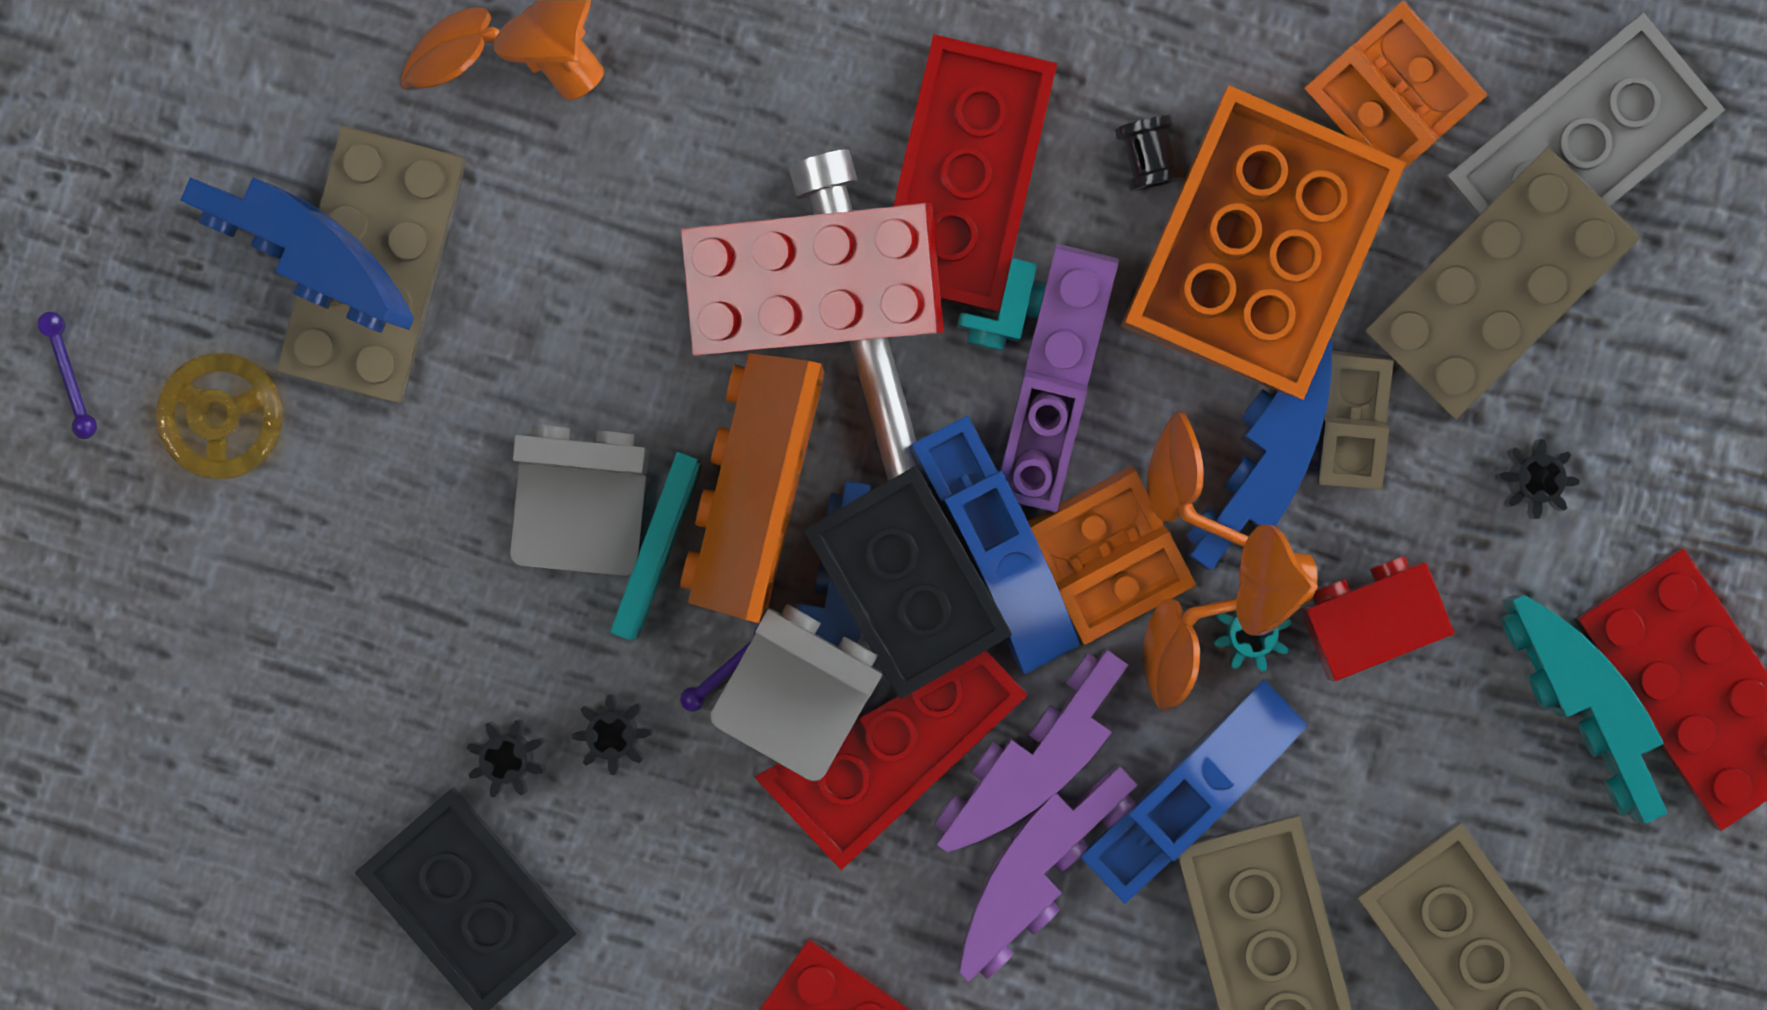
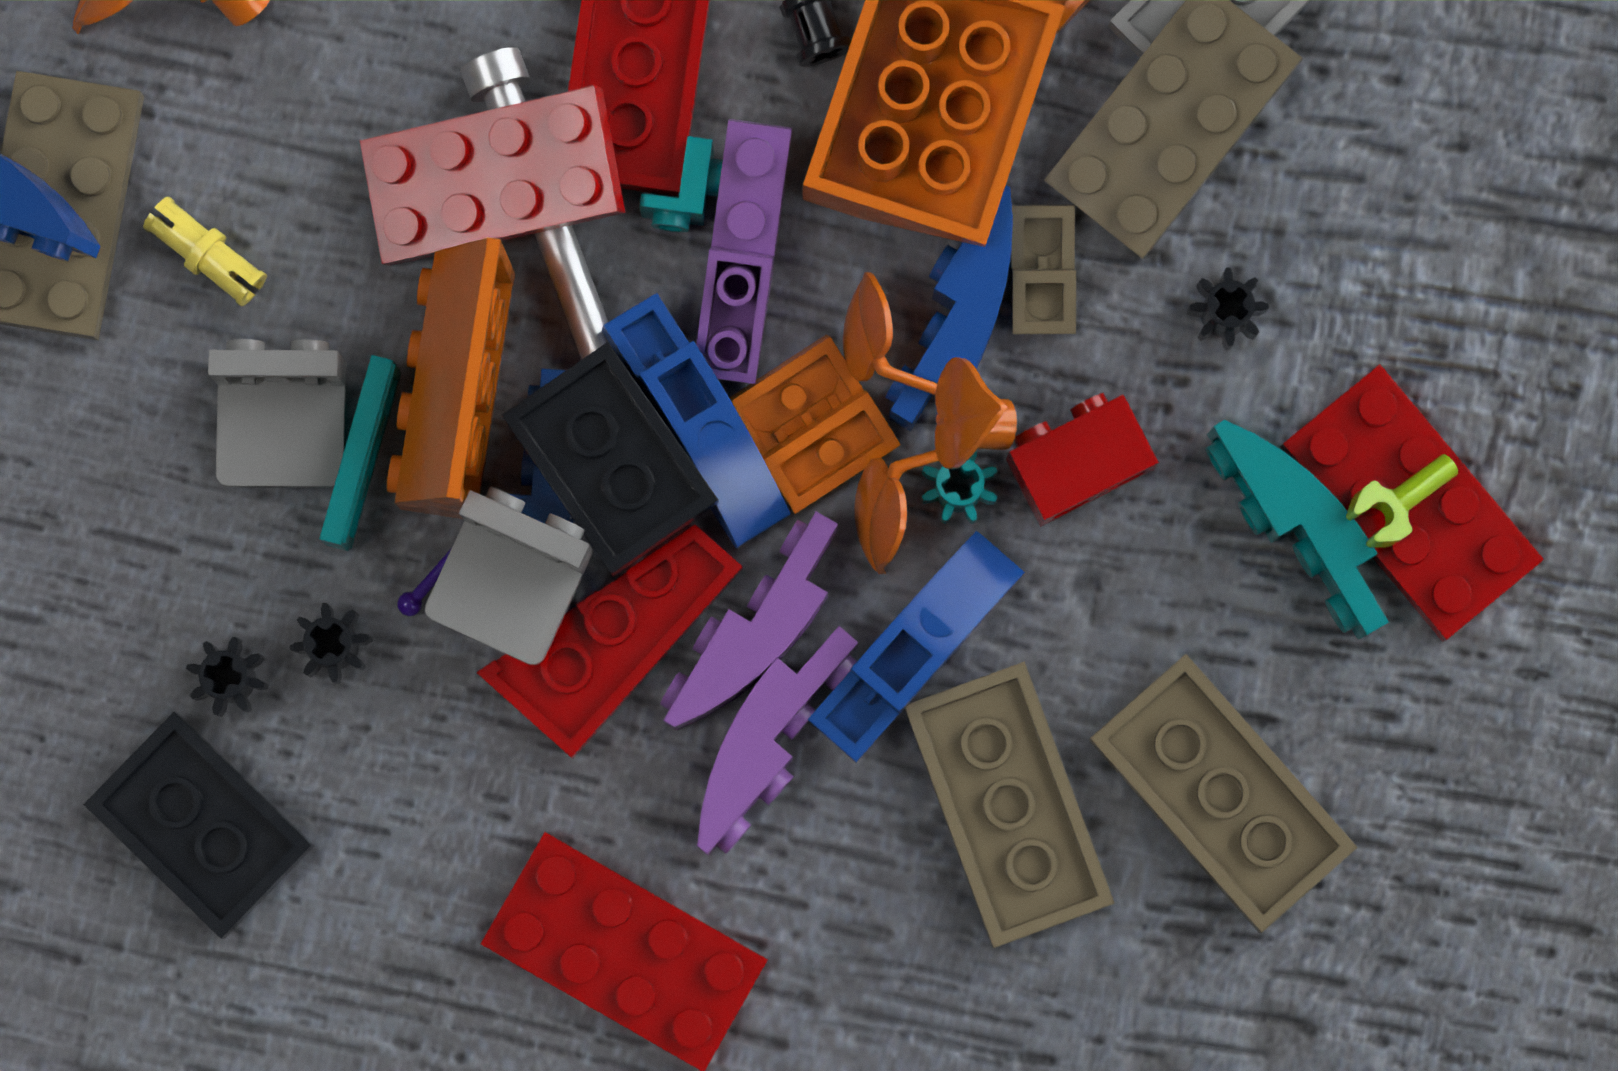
camera: 10 degrees left, 5 degrees down
(516, 325) = (205, 251): none -> light yellow pin
(1690, 693) = (1397, 502): none -> lime bar

